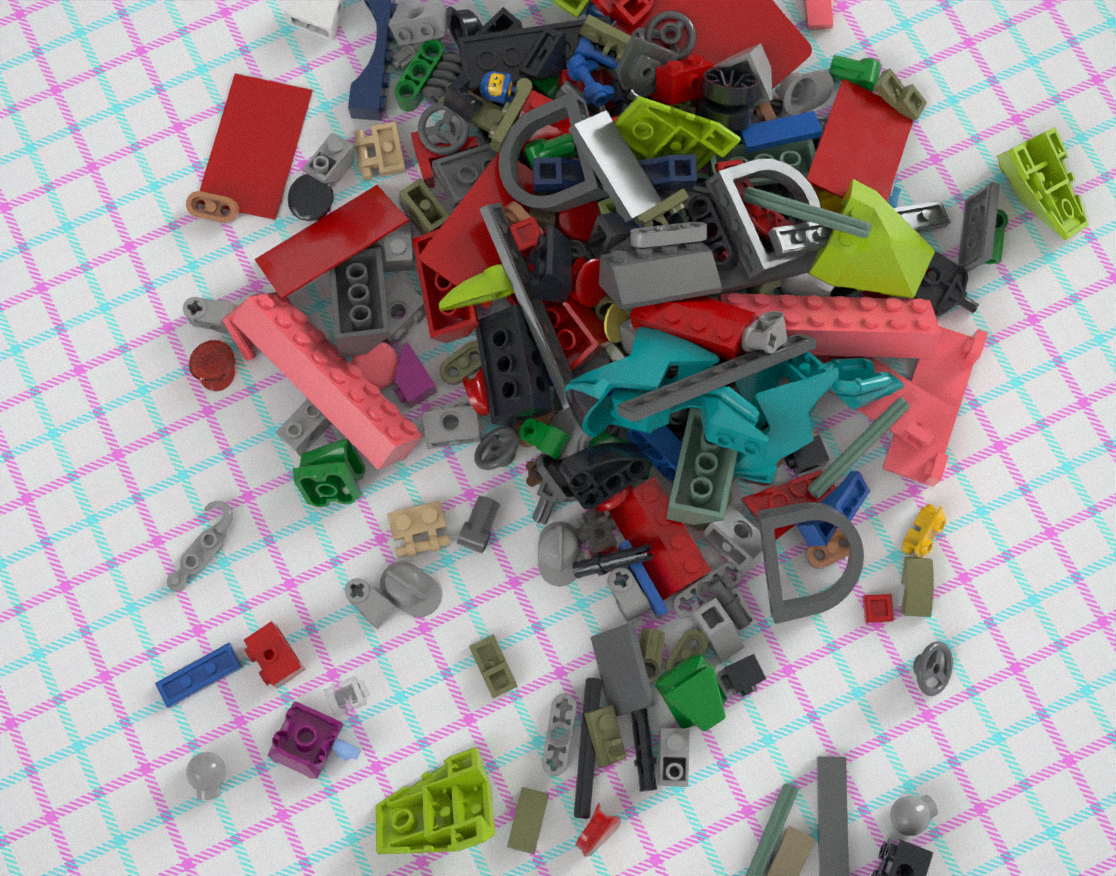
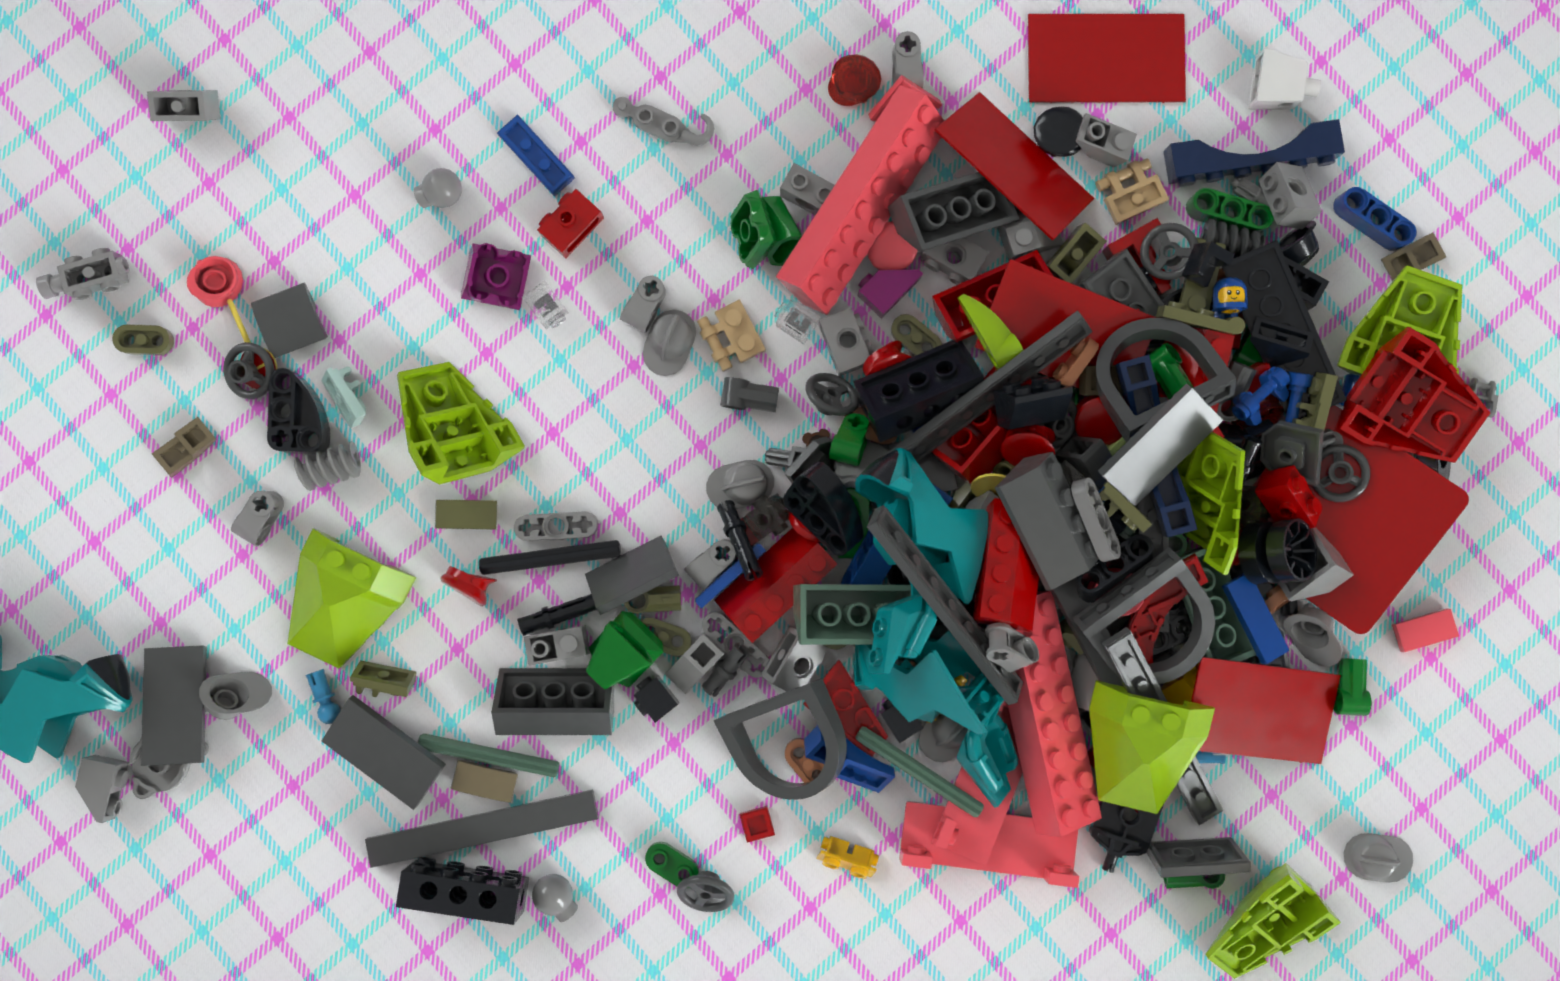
camera: 75 degrees right, 10 degrees up
(213, 207) = (1024, 33): nougat plate -> none
(345, 750) = (493, 318): light blue tile -> none
(420, 465) = (796, 320): none -> clear brick
(493, 666) = (609, 444): olive slope -> none
(525, 233) = (1064, 367): red tile -> none
(605, 735) = (564, 572): olive plate -> none
(727, 775) = (551, 703): none -> dark grey slope
(807, 212) = (1159, 665): sand green axle -> none
(833, 420) = (941, 738): none -> light grey piece
(901, 695) = (673, 862): none -> green plate
(904, 99) = (1333, 746): olive slope -> none
(919, 586) = (788, 861): olive slope -> none
(1004, 86) = (1378, 857): none -> light grey piece

